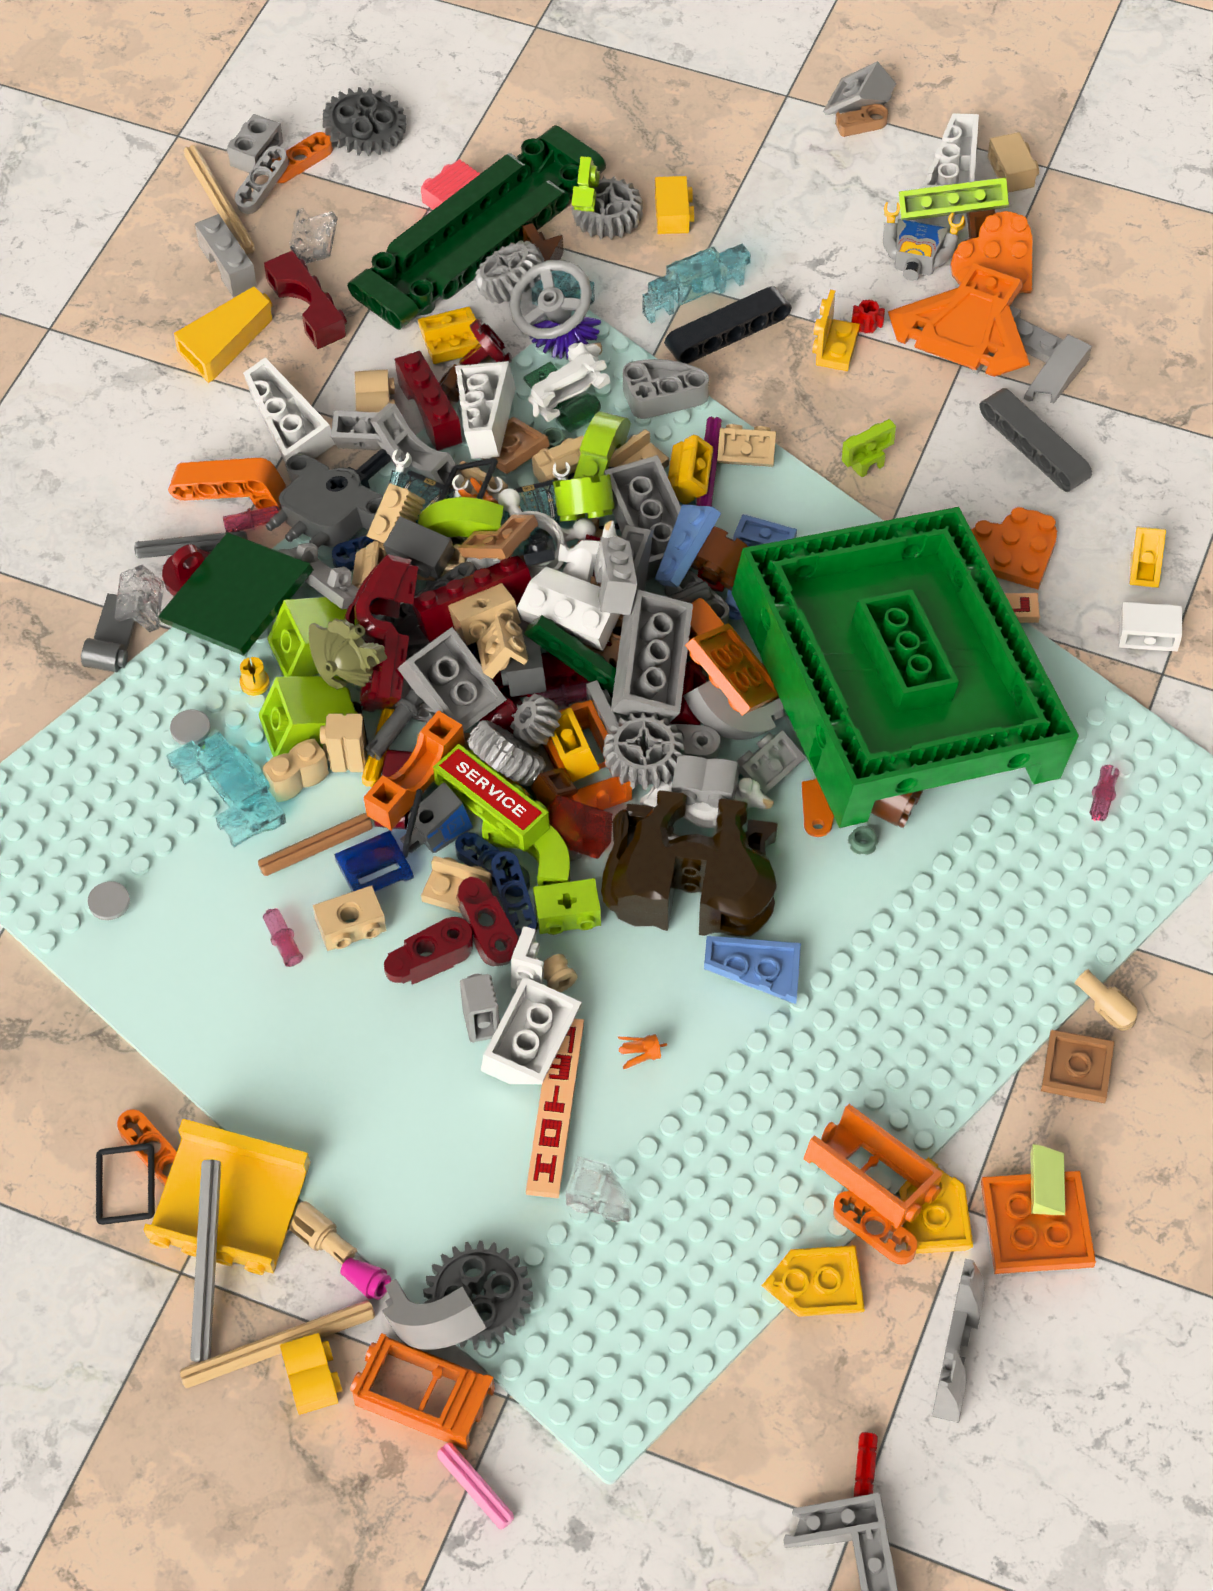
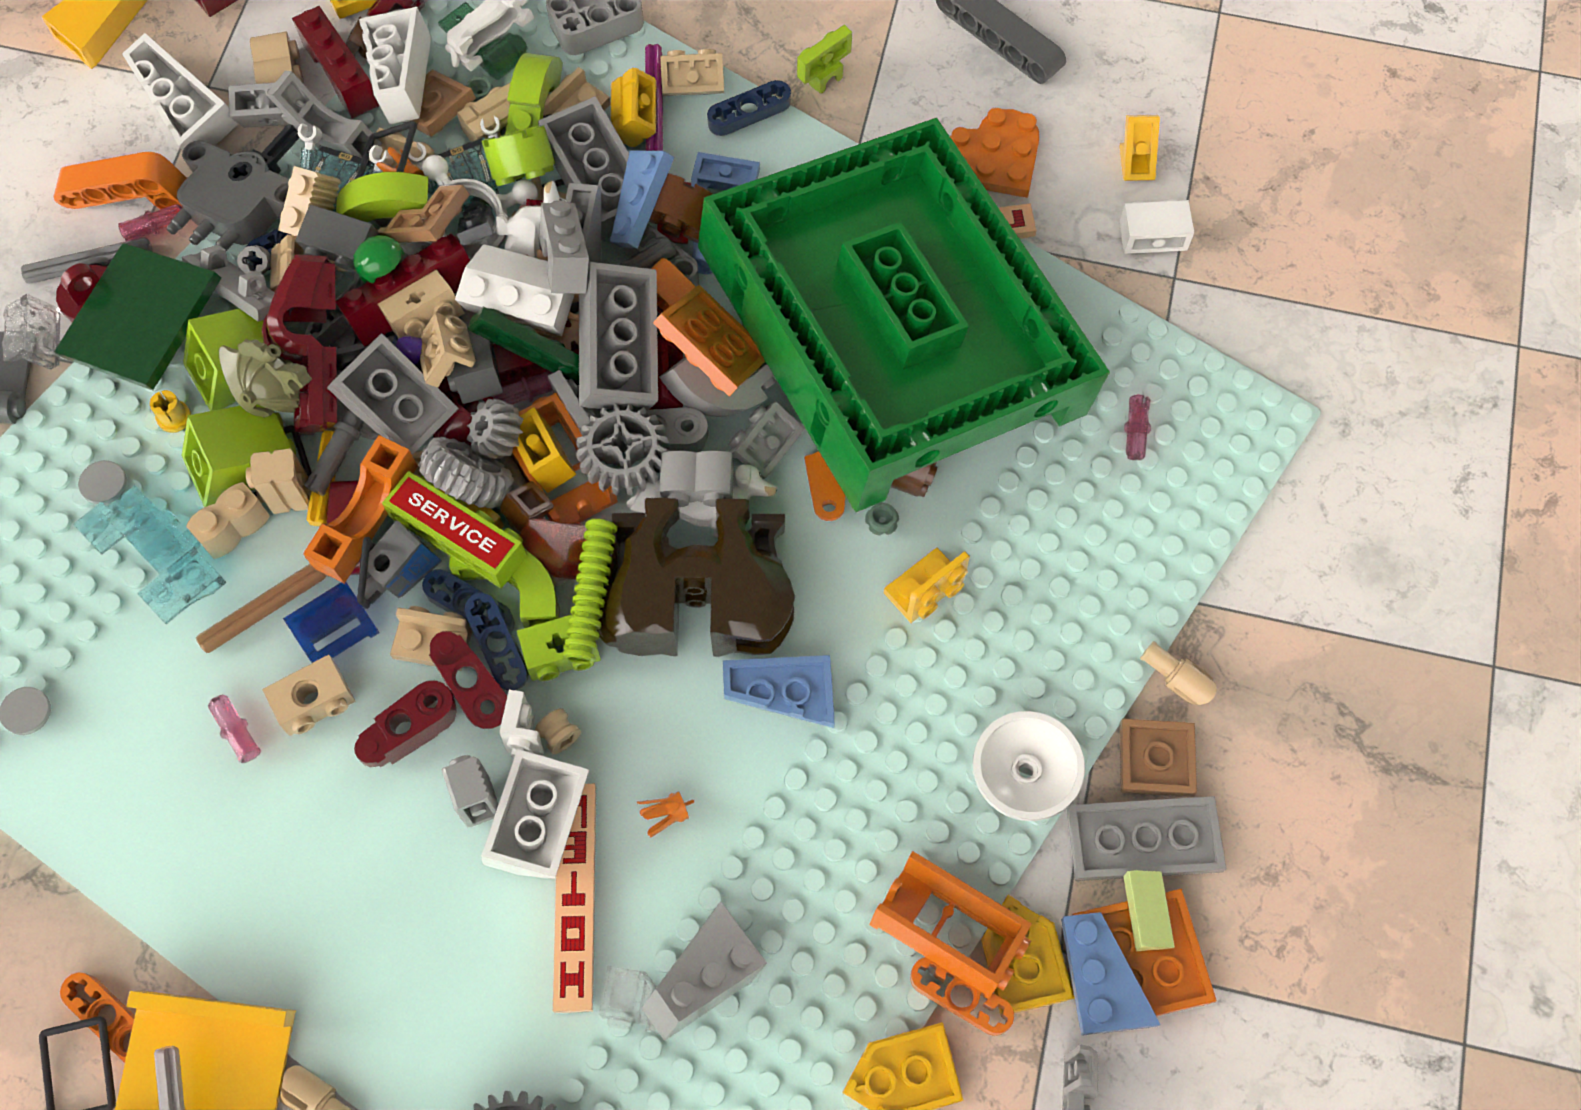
camera: 10 degrees left, 10 degrees up
(336, 552) = (261, 252): none -> light grey bush
(452, 566) = (376, 257): none -> green hair
(473, 643) = (410, 347): none -> dark purple hinge
(601, 860) = (590, 591): none -> lime piece
(658, 1172) = (706, 973): none -> light grey wedge
(785, 491) = (754, 96): none -> dark blue beam
(896, 898) = (926, 583): none -> yellow bracket
(965, 1036) = (1042, 747): none -> white dish
(998, 1229) = (1102, 980): none -> medium blue wing
(1079, 1128) = (1145, 835): none -> light grey plate

